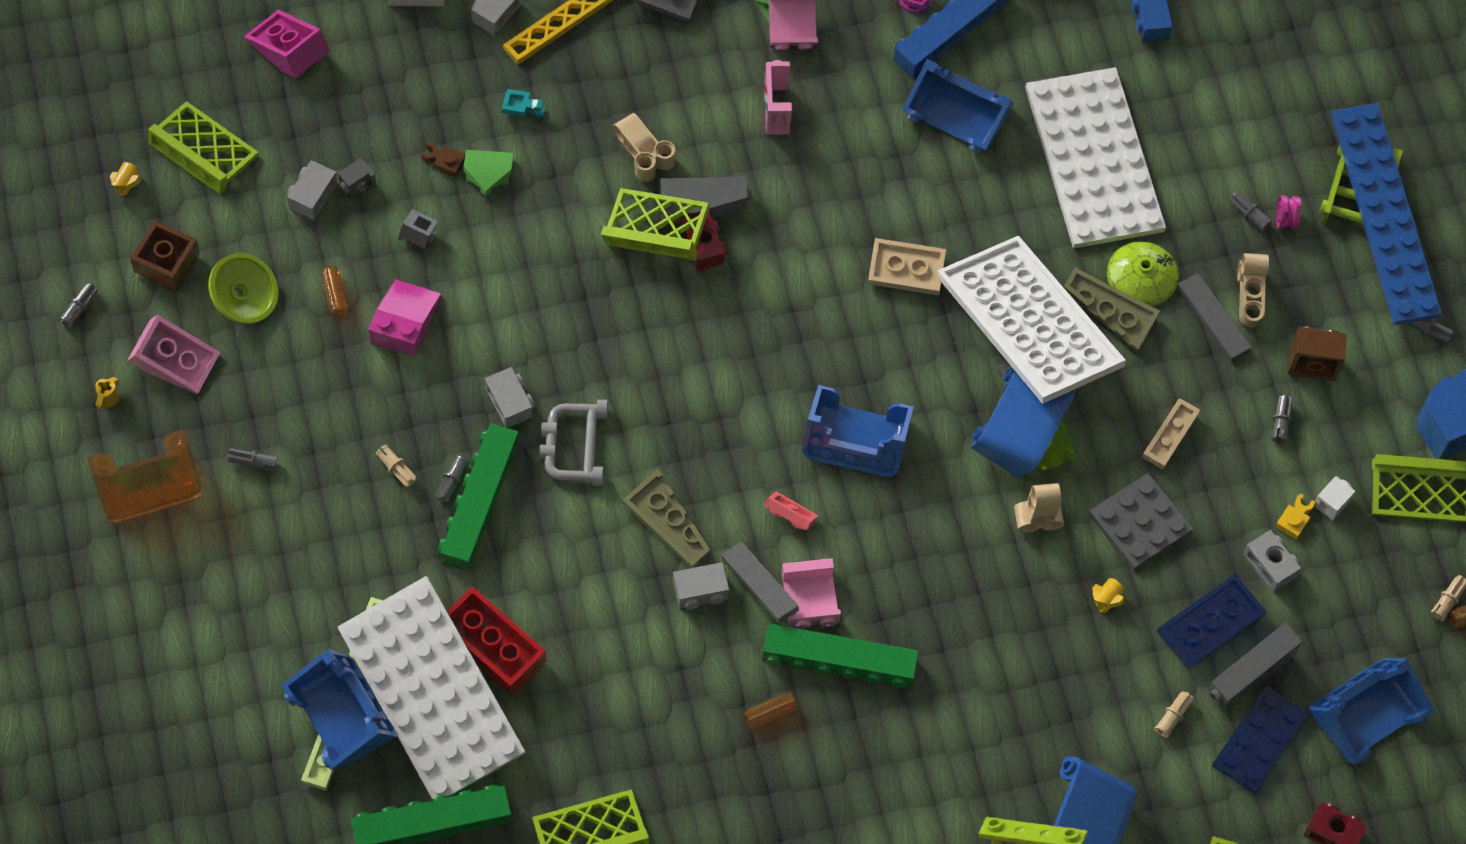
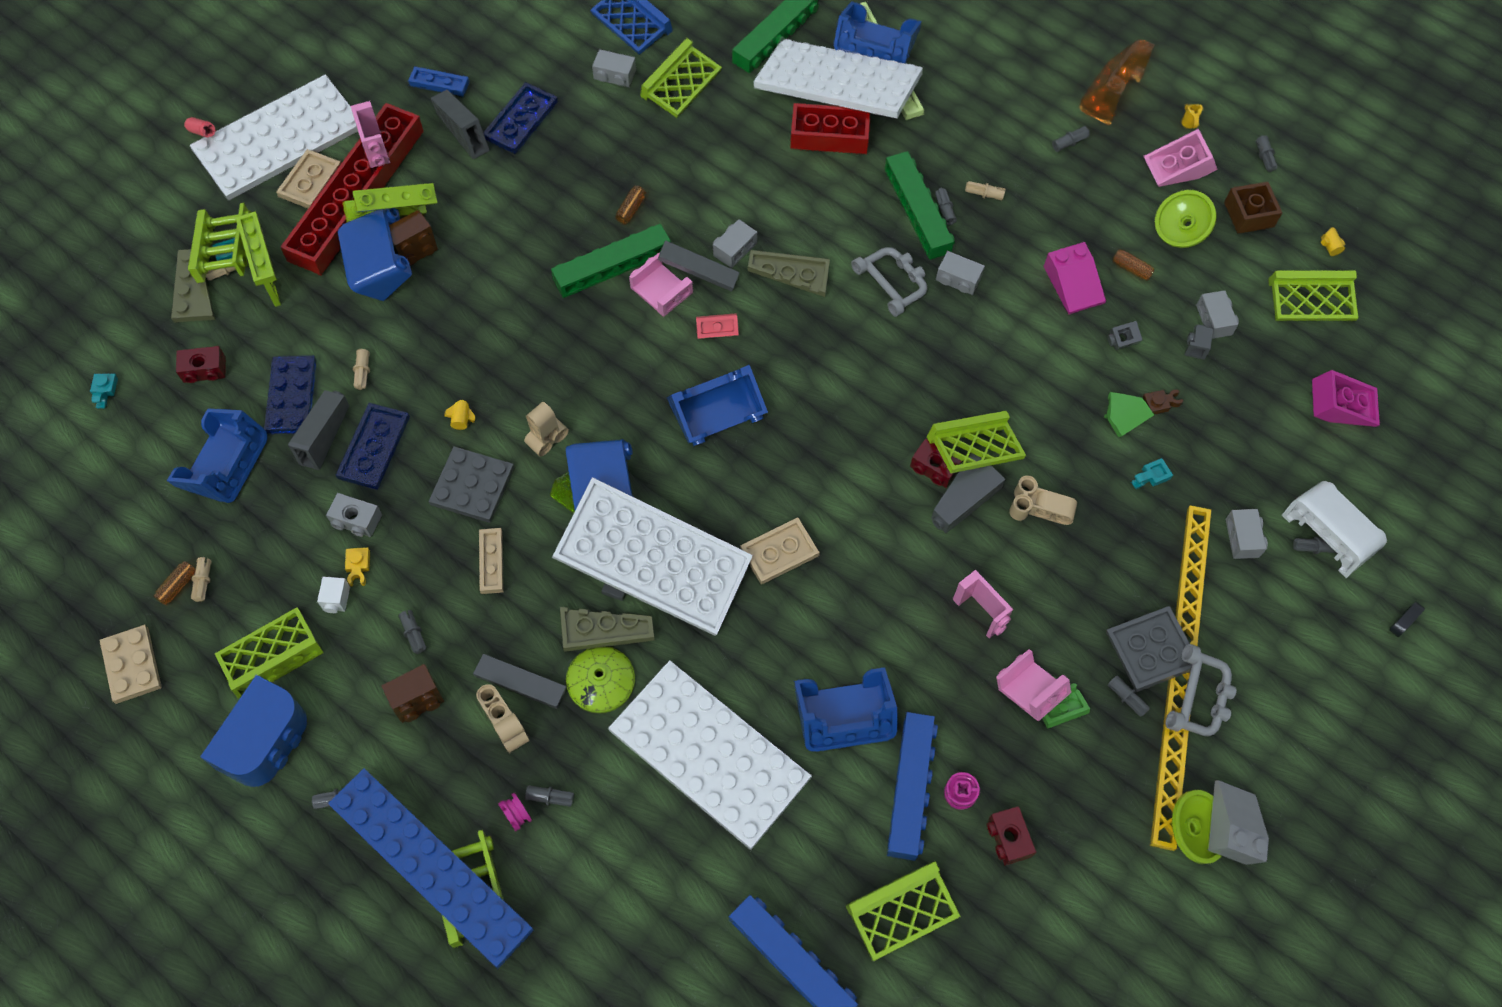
camera: 145 degrees right, 0 degrees up
(1034, 808) = (413, 237): none -> reddish brown brick

